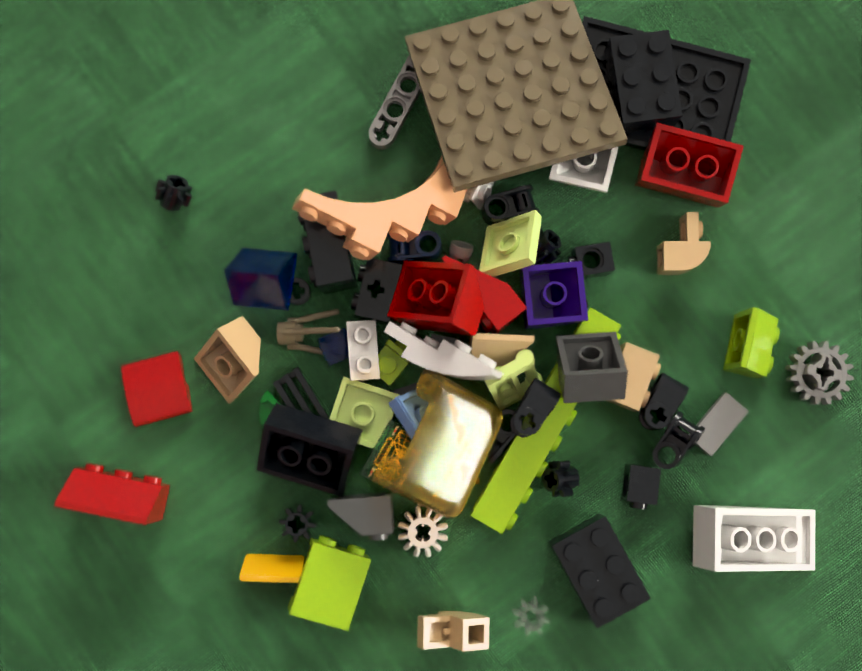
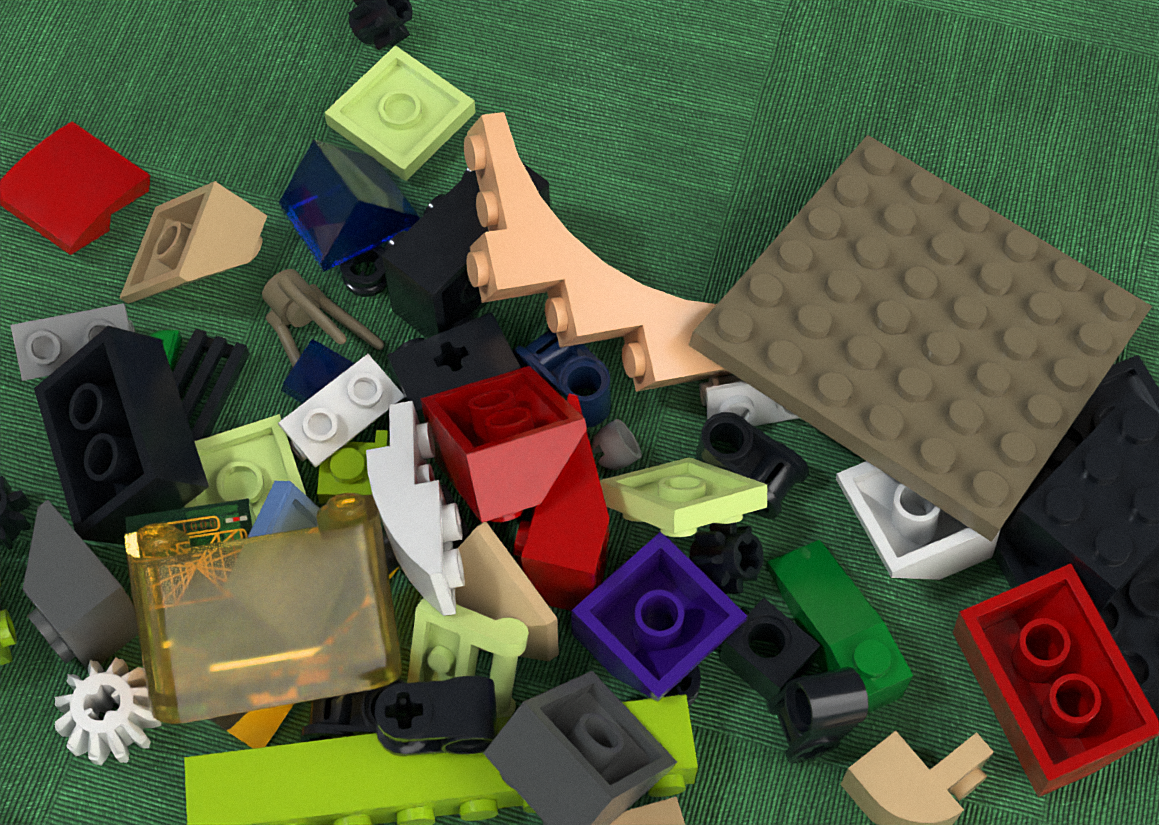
camera: 50 degrees right, 20 degrees down
(230, 220) = (400, 112): none -> yellowish green plate
(242, 438) = (51, 341): none -> light grey hinge
(395, 96) = (771, 192): light grey beam -> none
(601, 225) = (841, 621): none -> green slope
(633, 262) = (819, 711): none -> black piece

